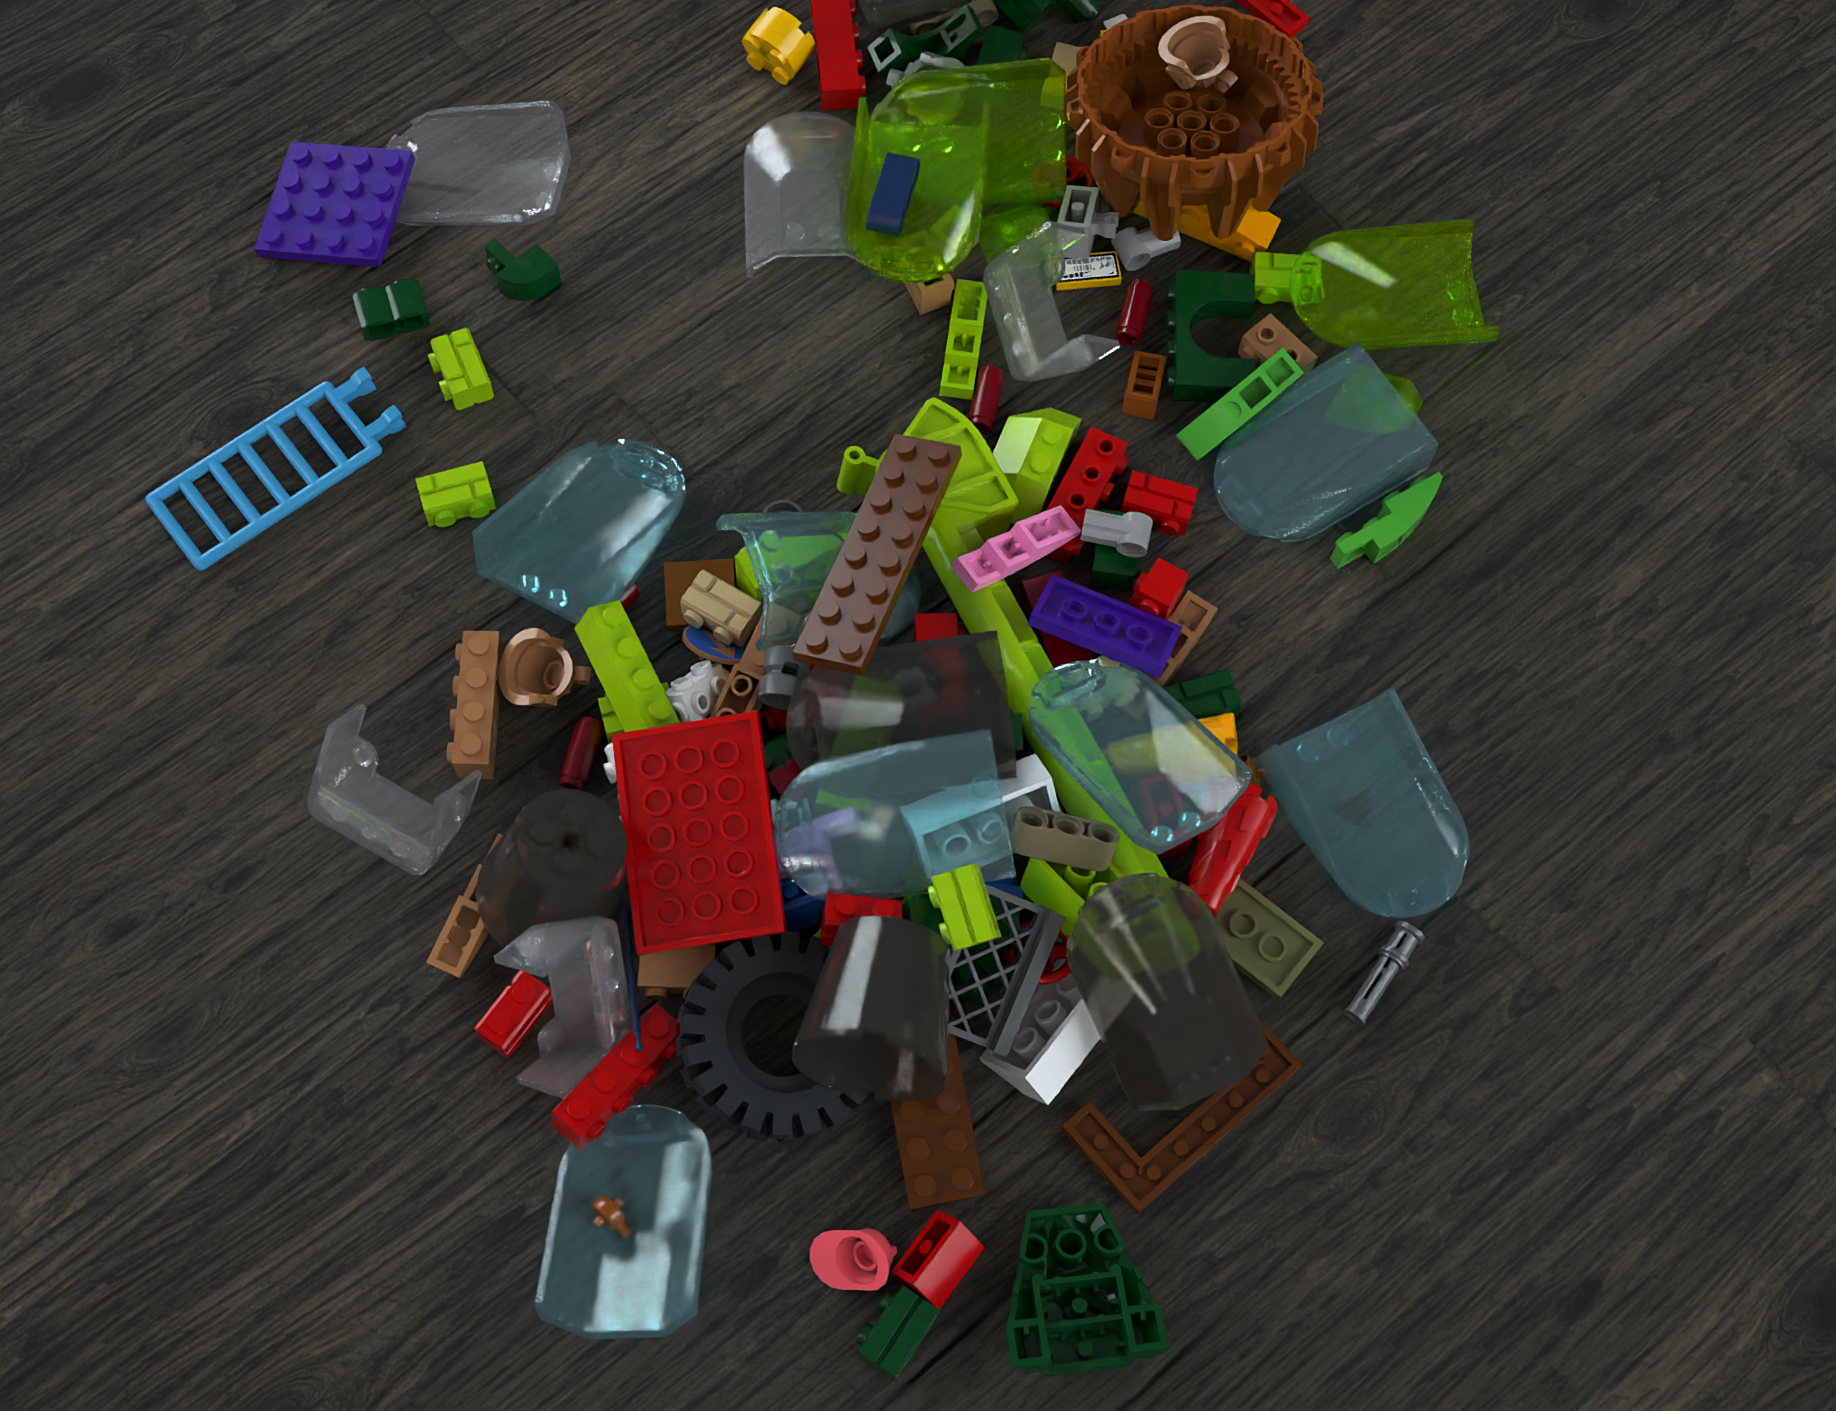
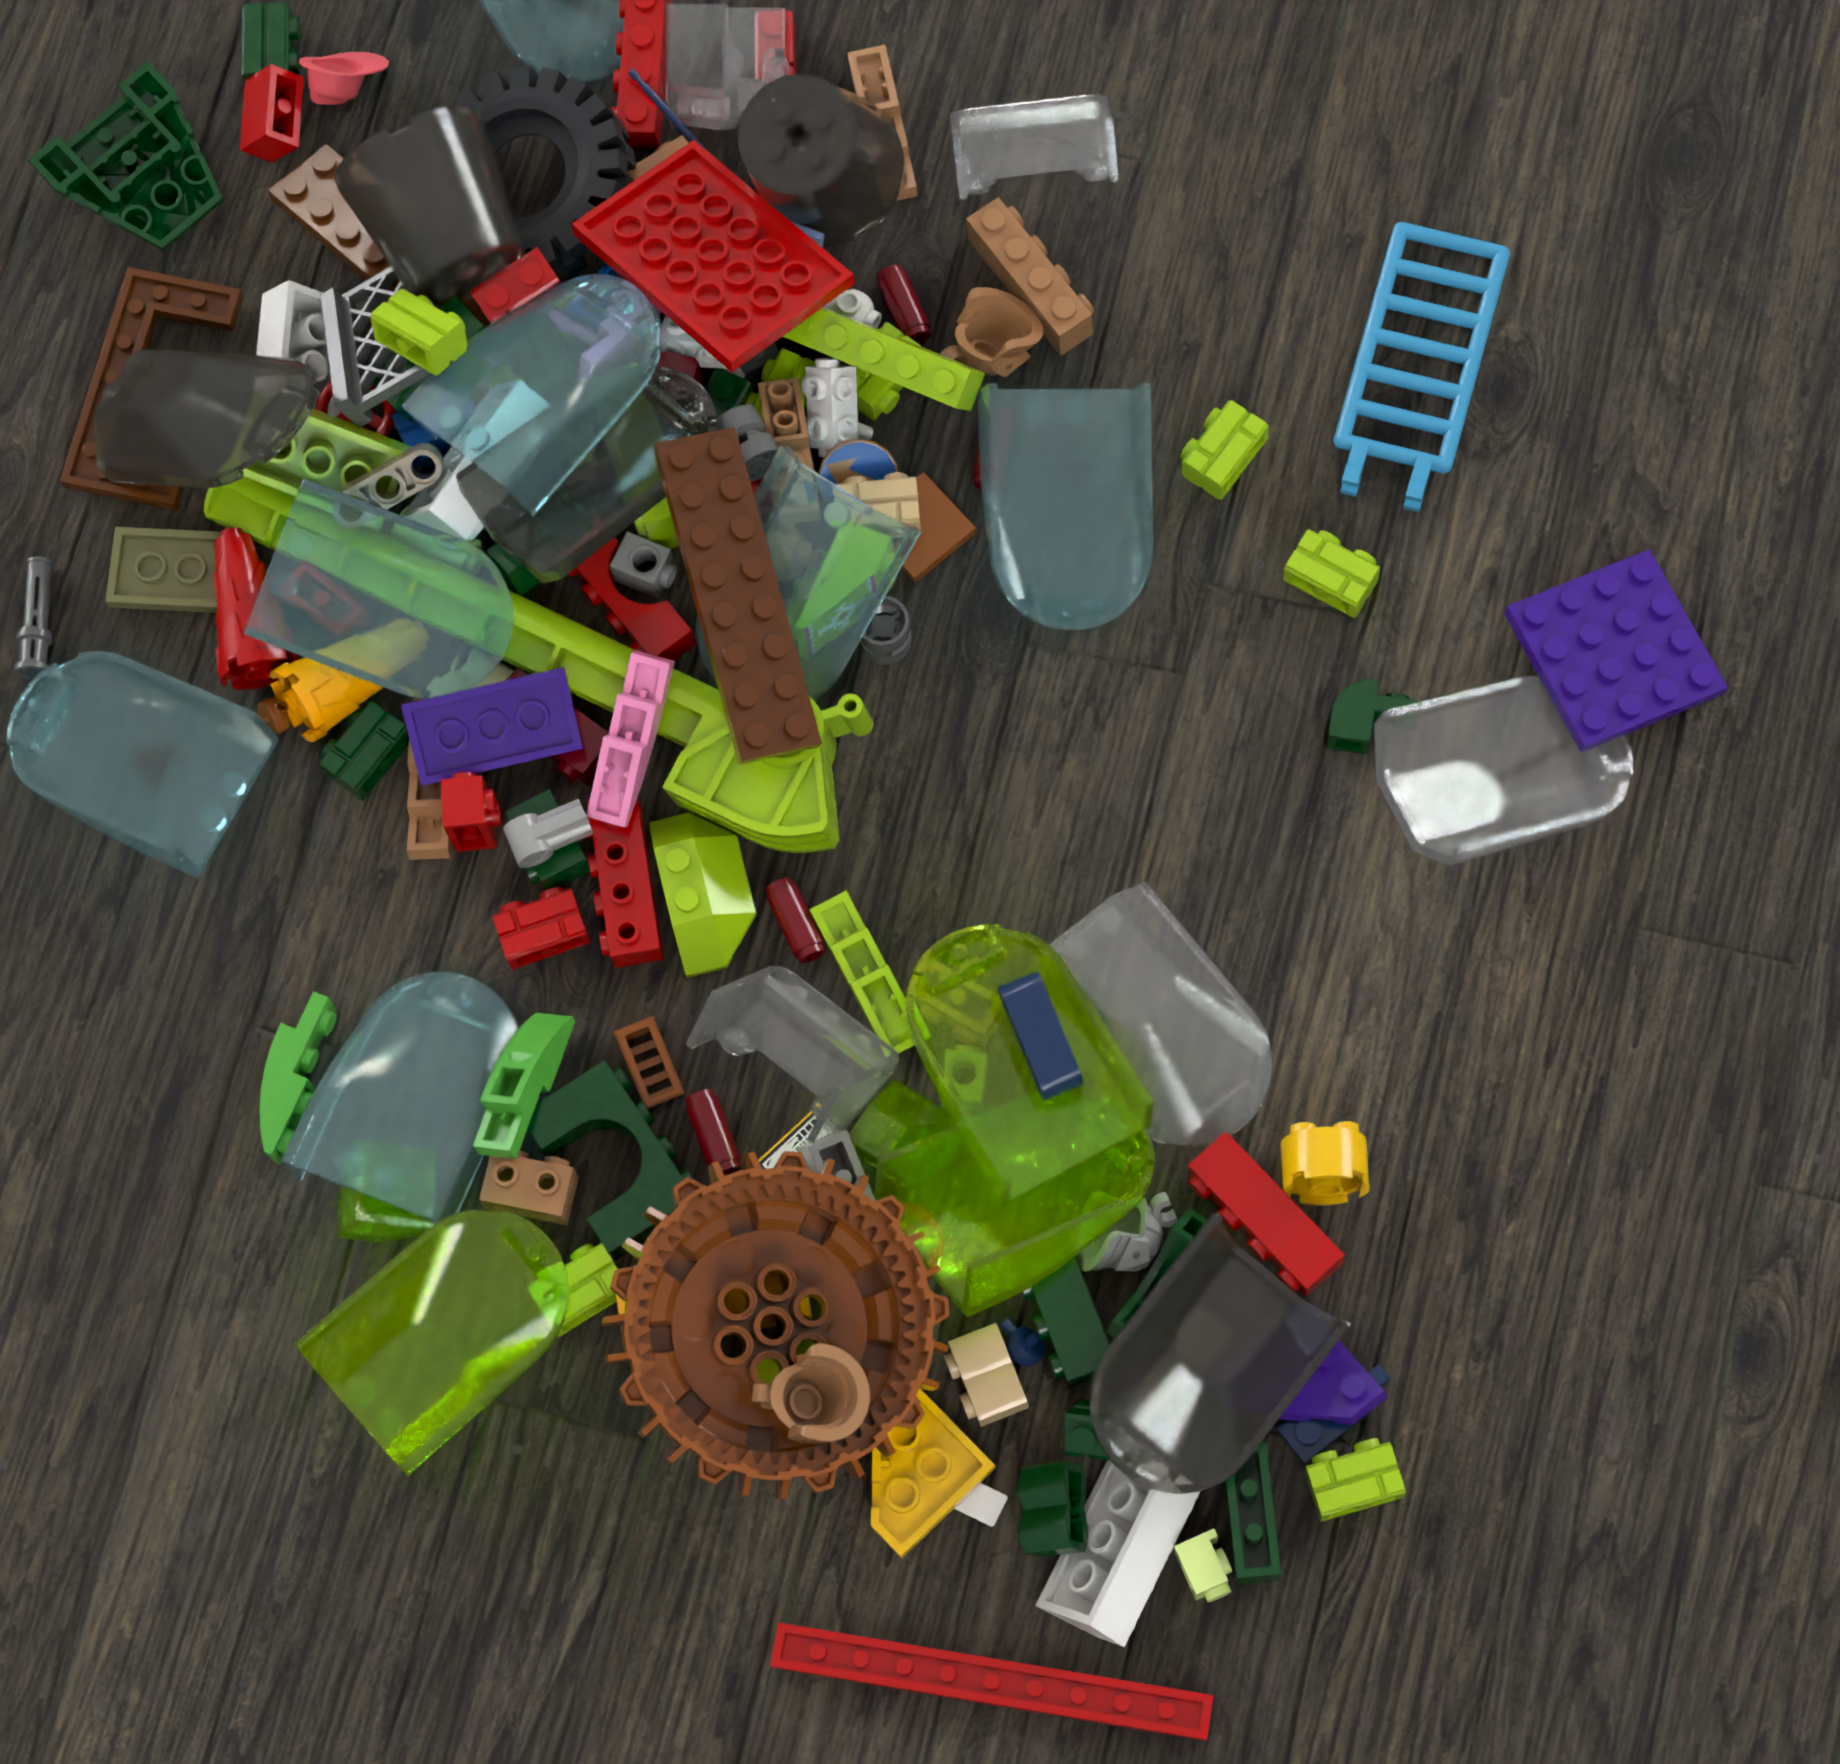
camera: 160 degrees right, 5 degrees up
(391, 309) = (1456, 583): dark green brick -> none

